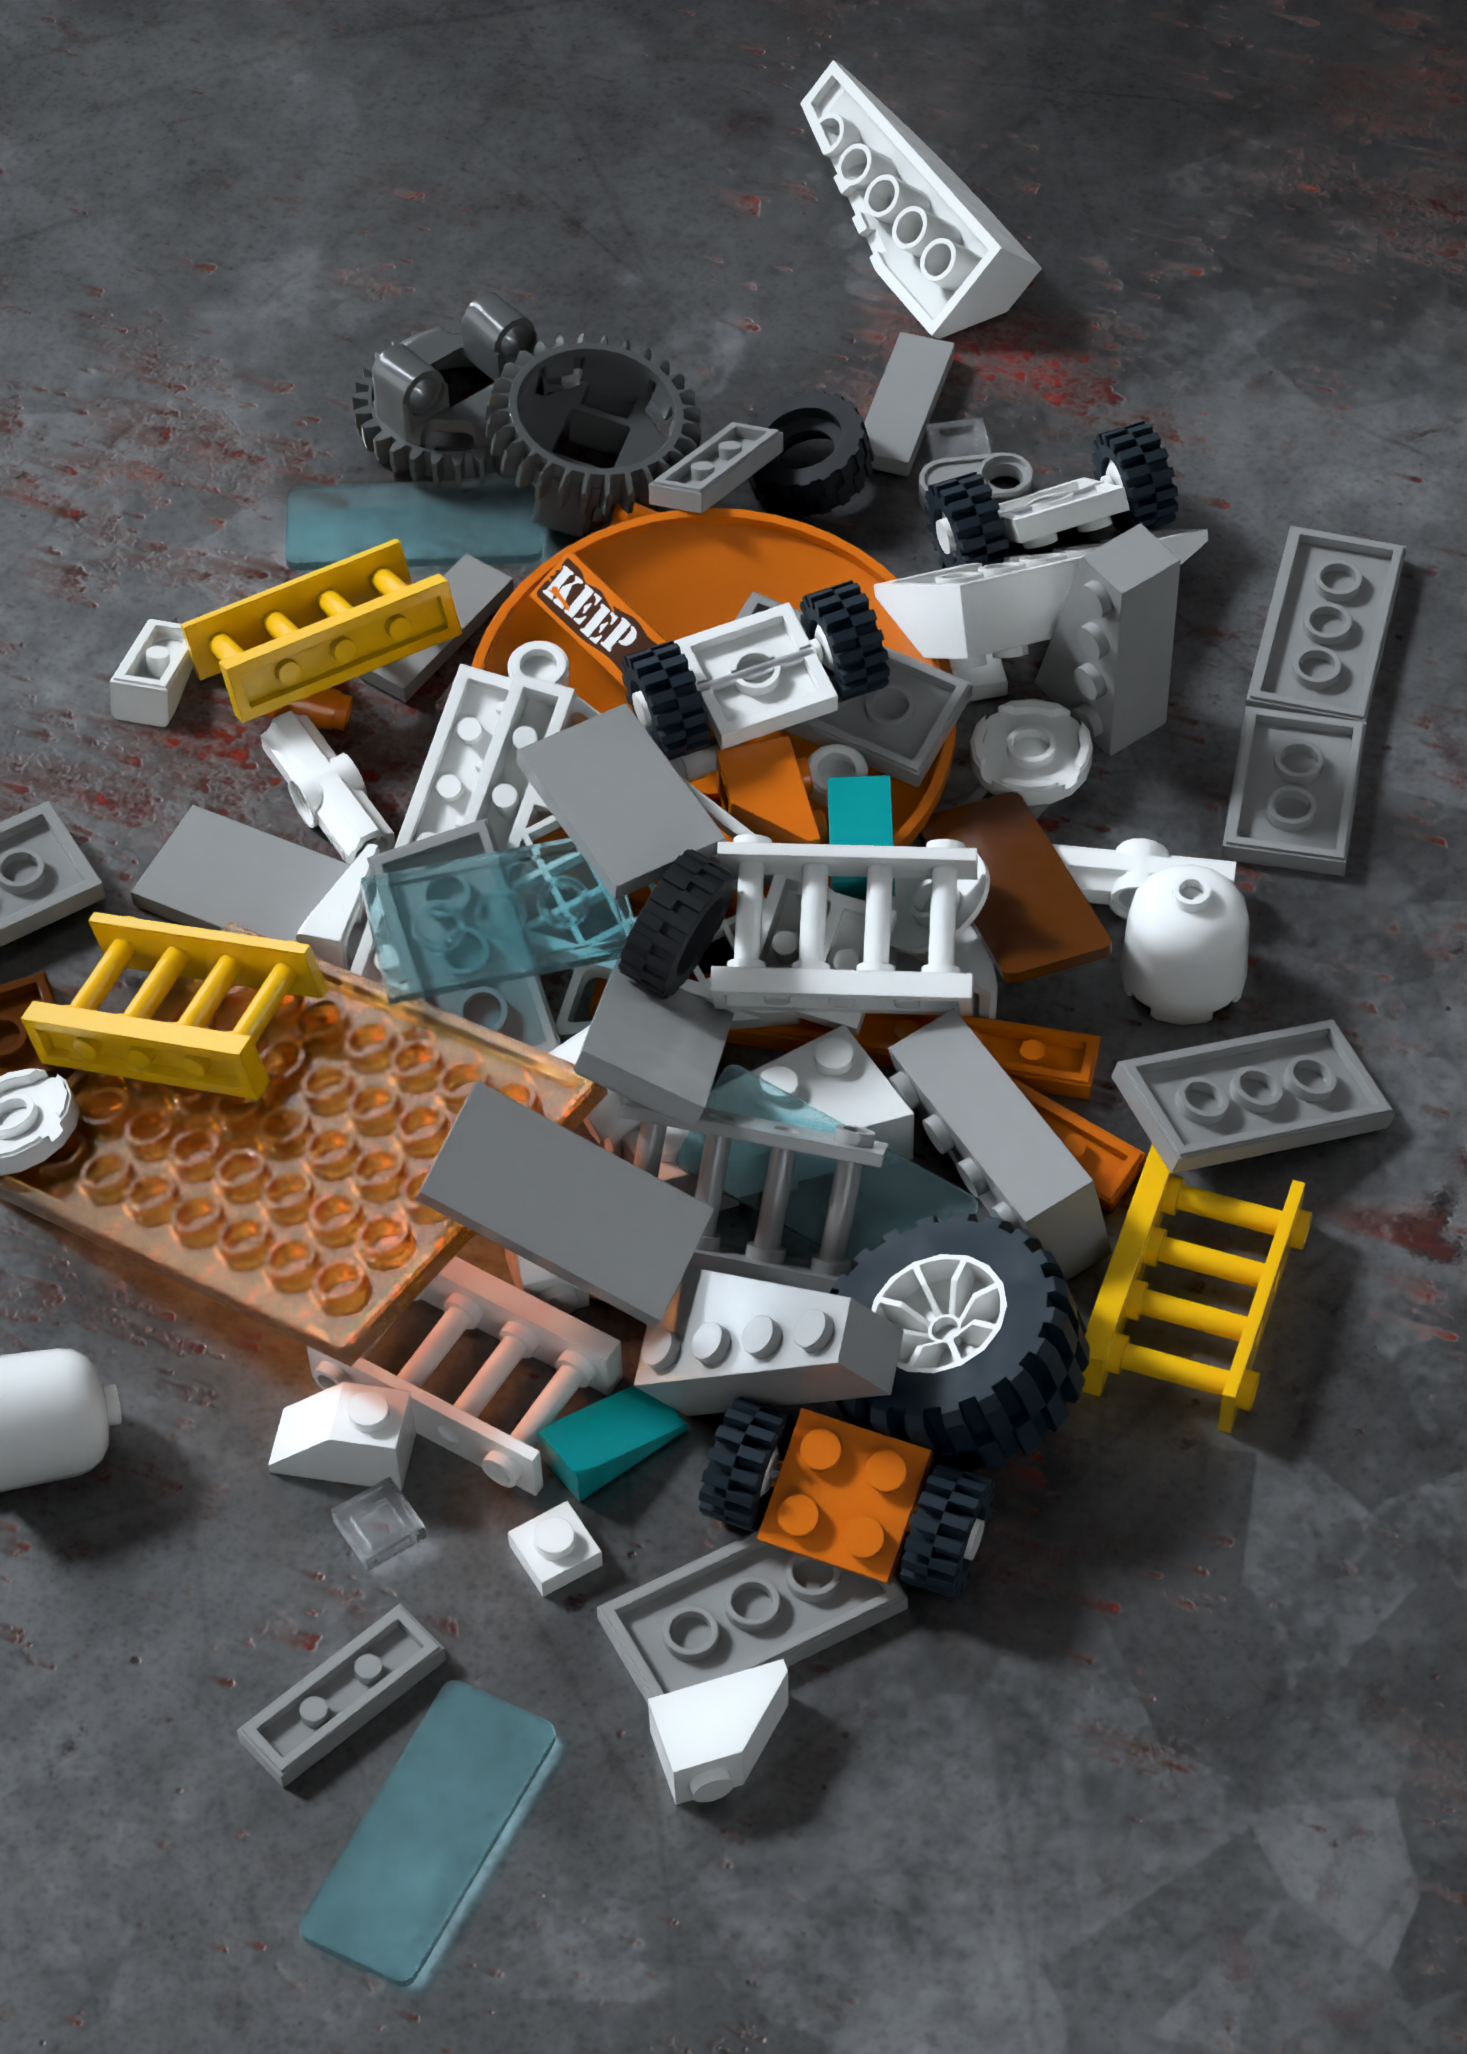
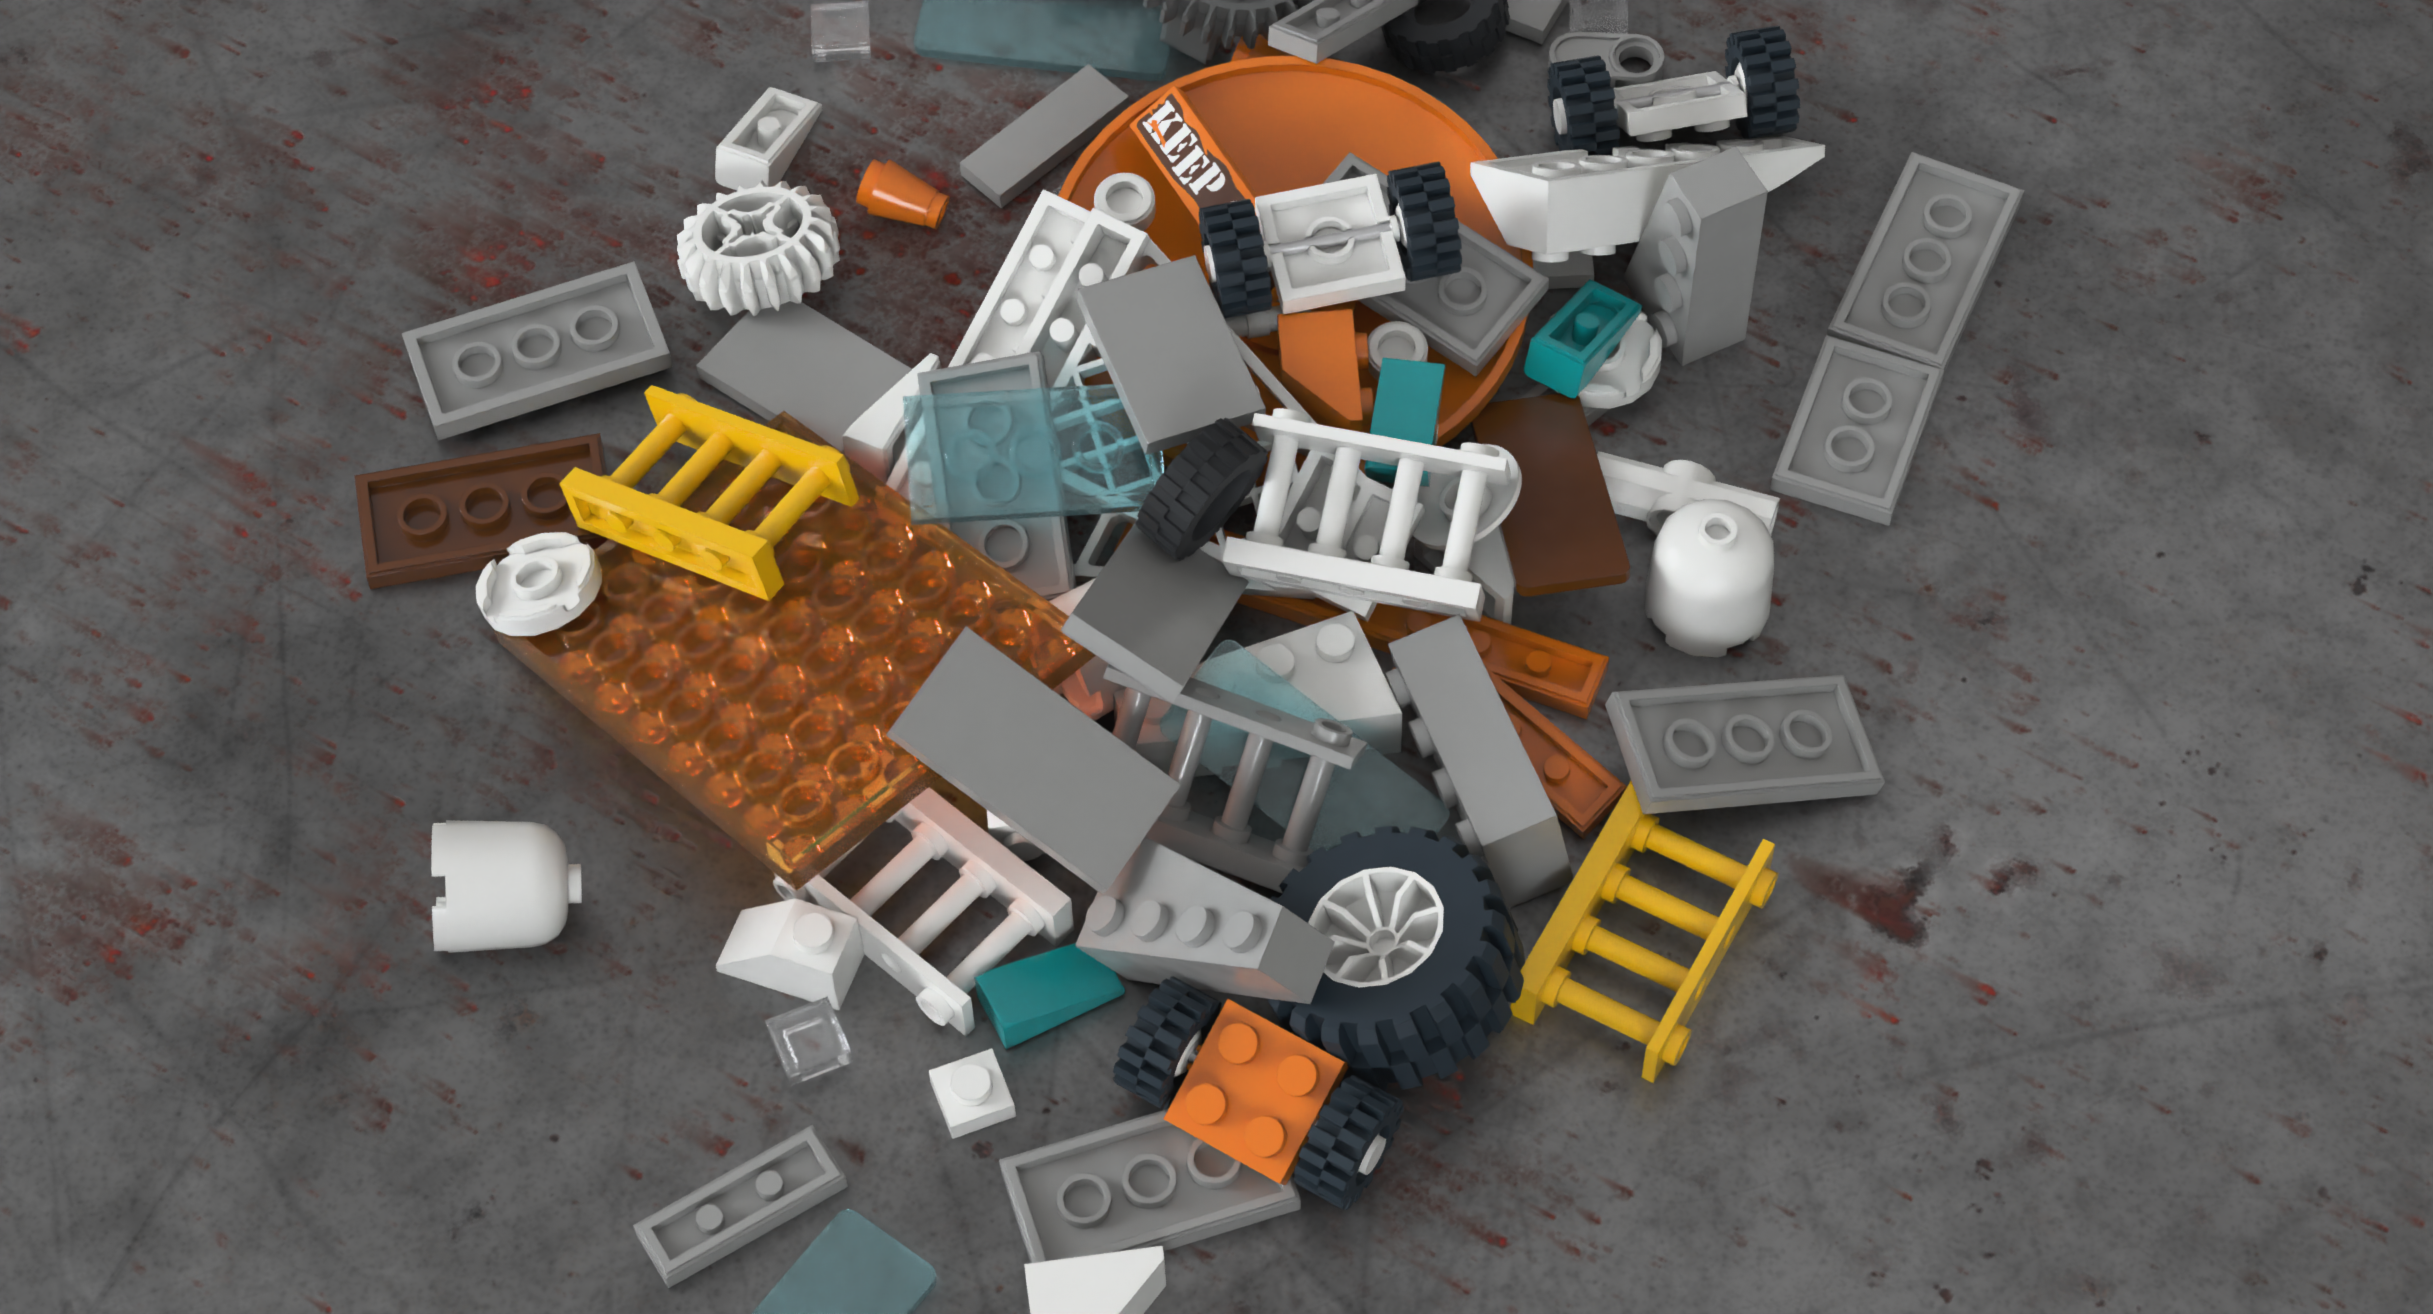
camera: 10 degrees right, 5 degrees up
(172, 769) = (758, 248): none -> white gear
(210, 557) = (840, 31): none -> clear tile
(321, 630) = (928, 125): yellow fence -> none
(325, 786) = (904, 286): white piece -> none
(1010, 739) = (1580, 338): none -> teal slope

